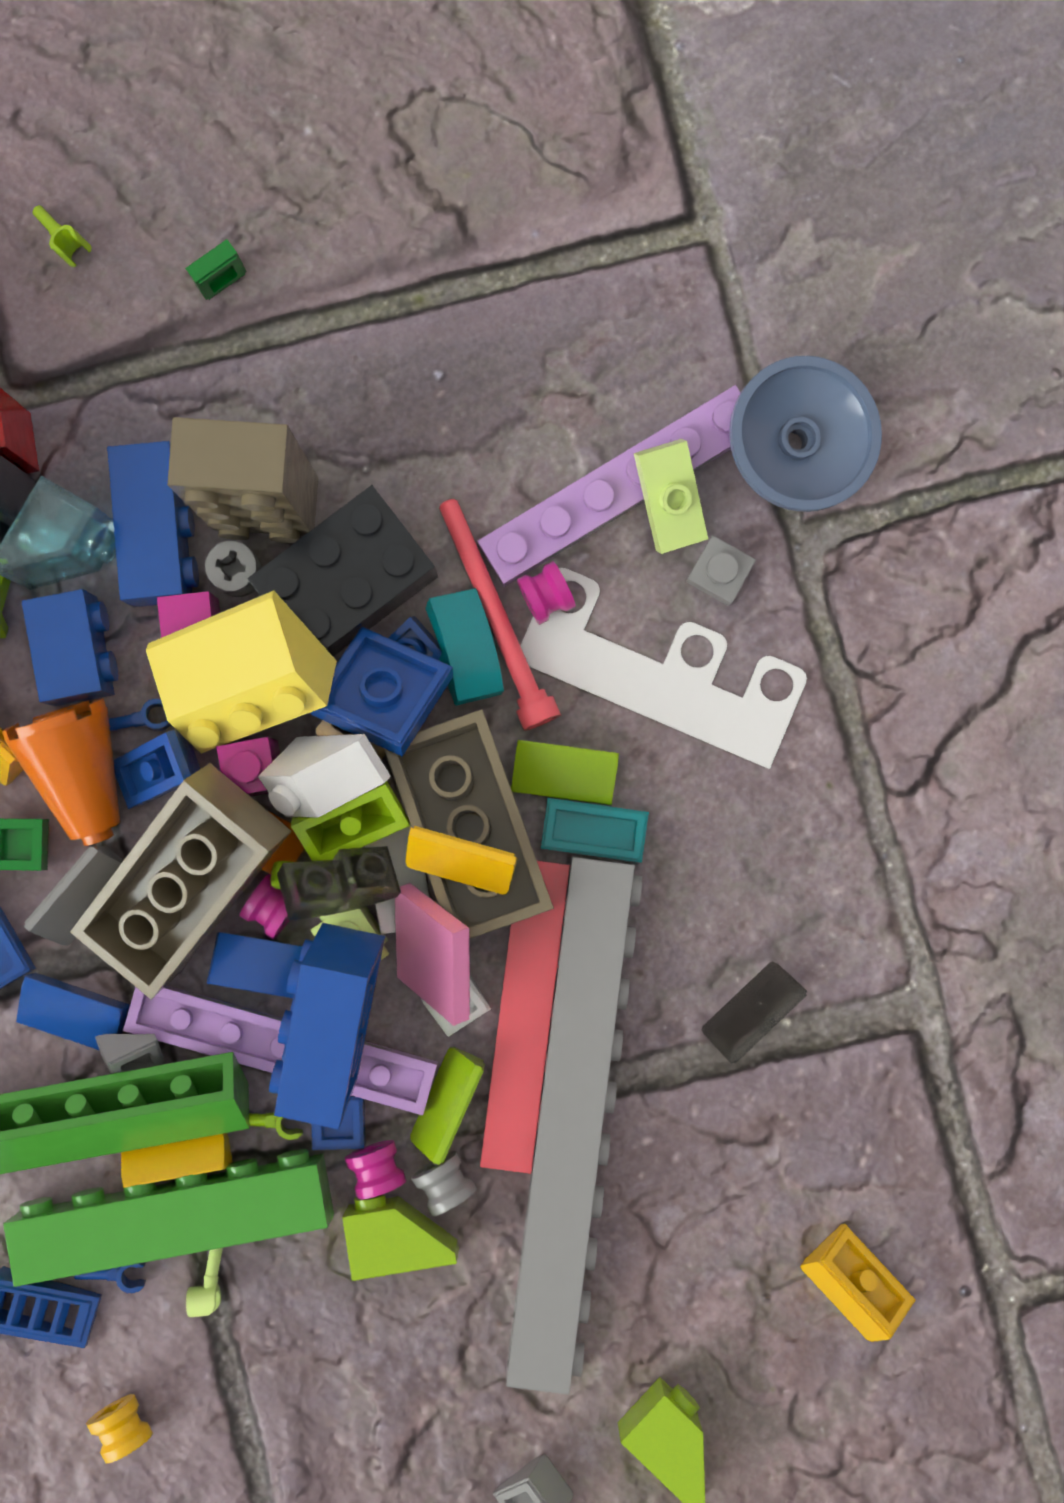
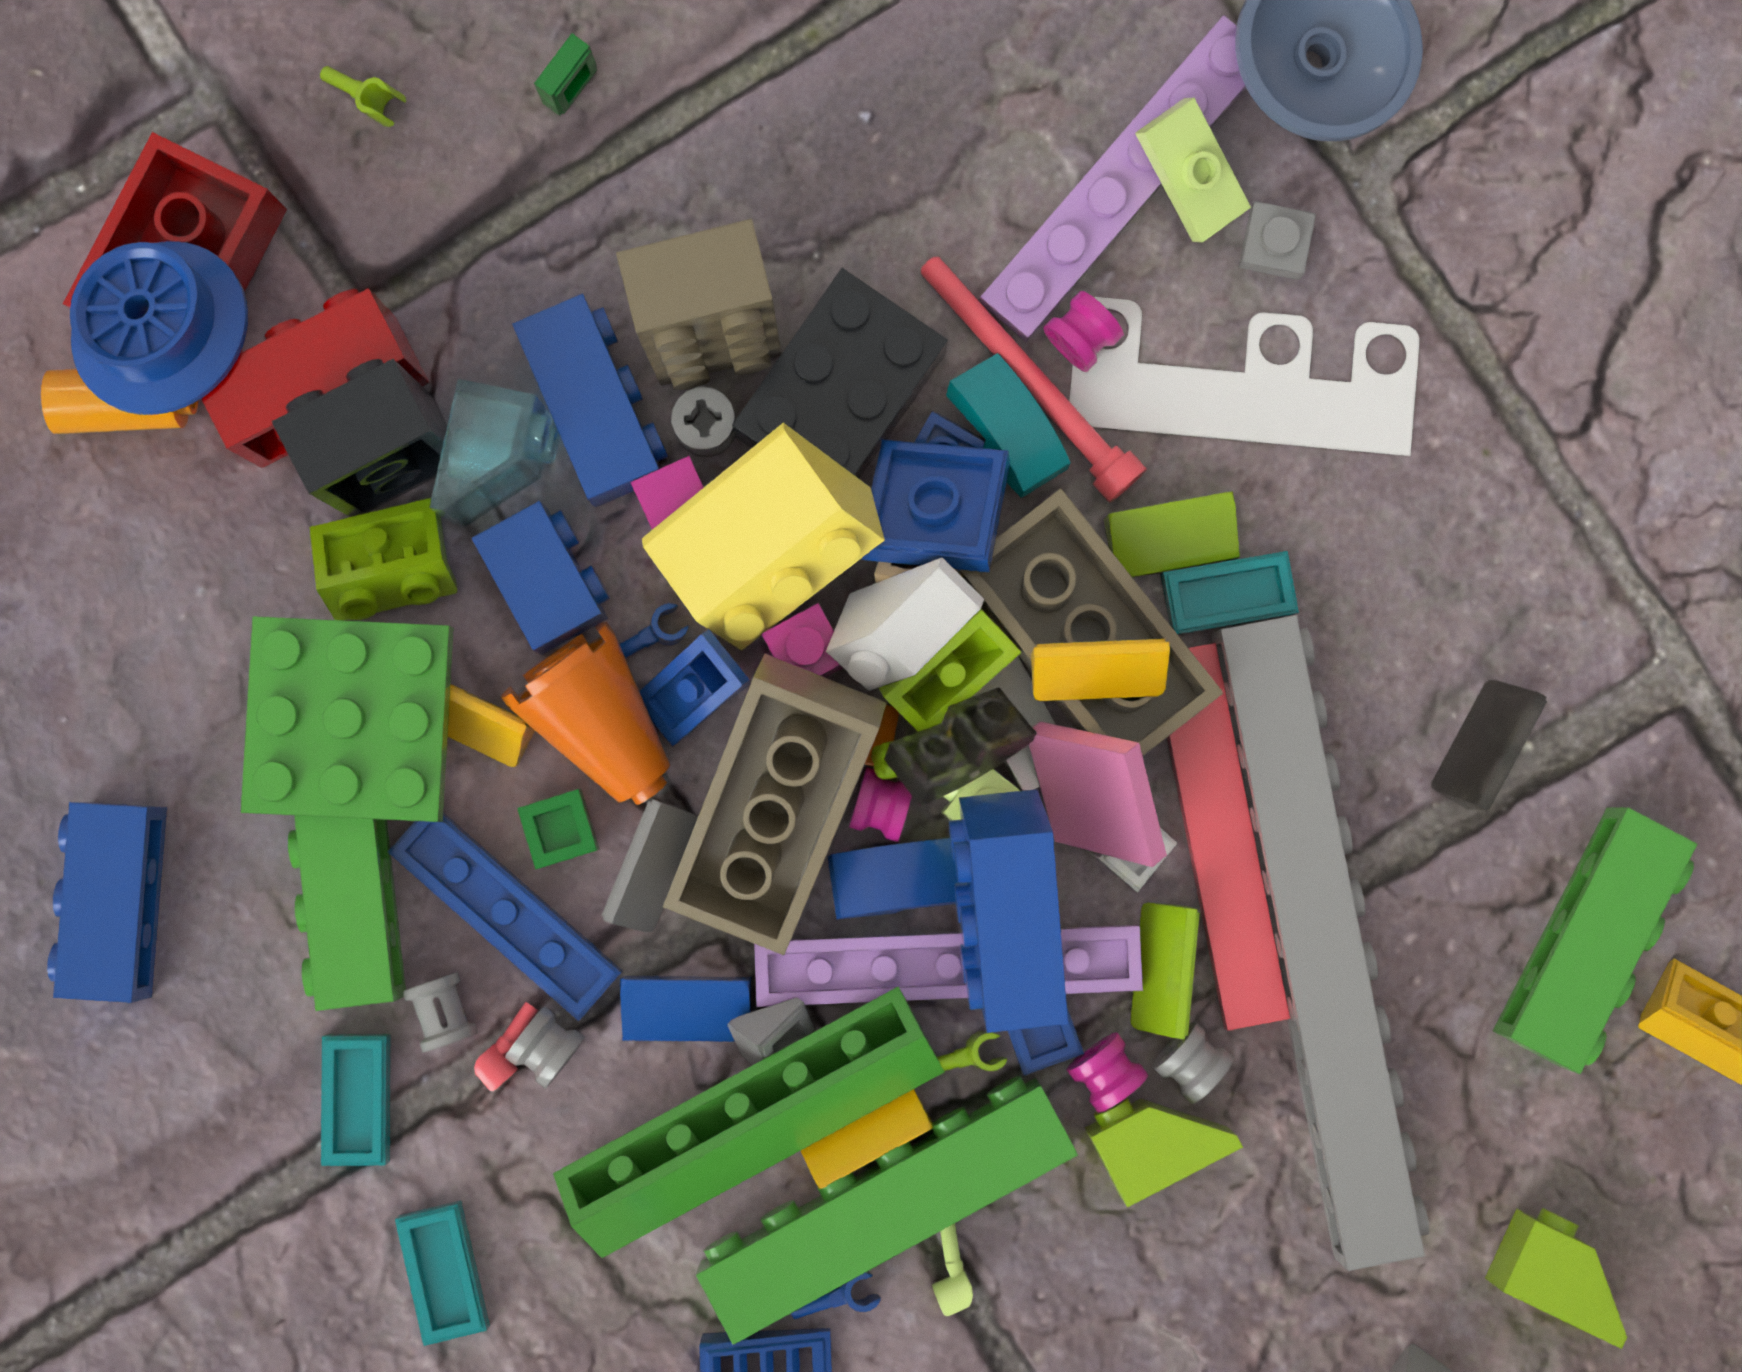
camera: 20 degrees left, 0 degrees up
(786, 1191) = (1596, 939): none -> bright green brick

